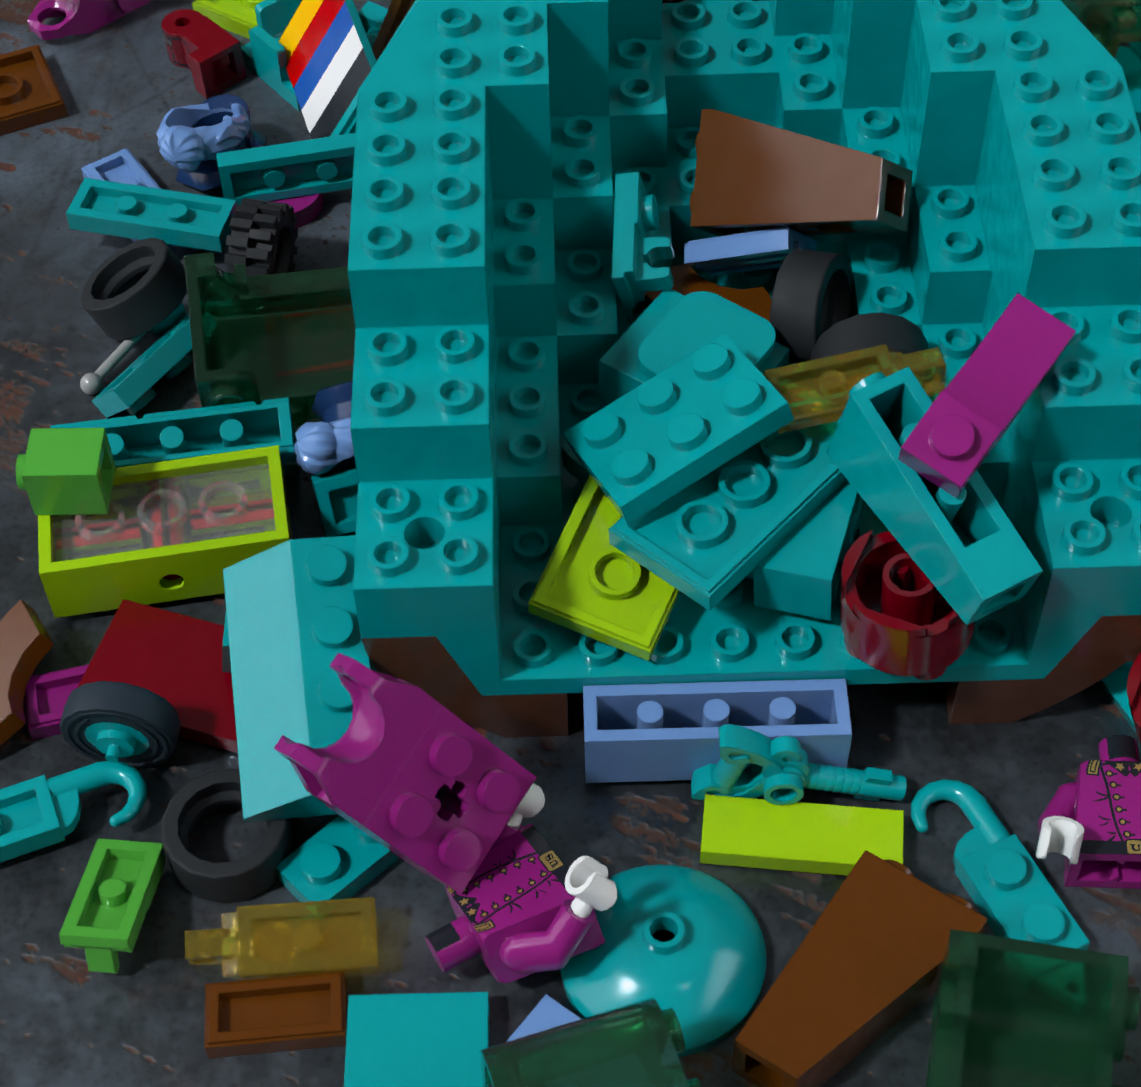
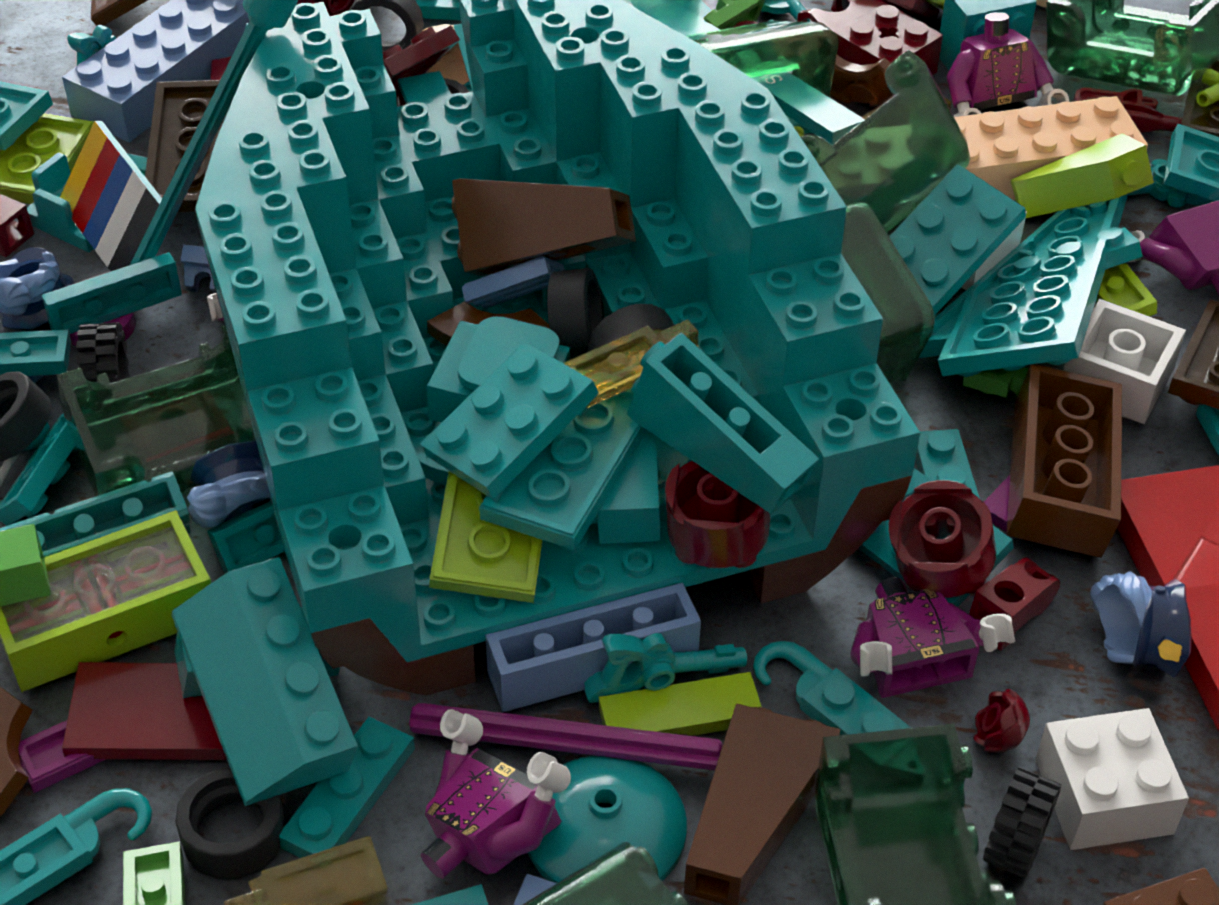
camera: 20 degrees left, 5 degrees down
(120, 724) = (114, 756): black wheel -> none
(413, 776) = (383, 728): magenta brick -> none
(632, 247) = (429, 298): teal plate -> none
(681, 847) = (578, 737): none -> magenta axle
(985, 395) = (745, 341): magenta slope -> none

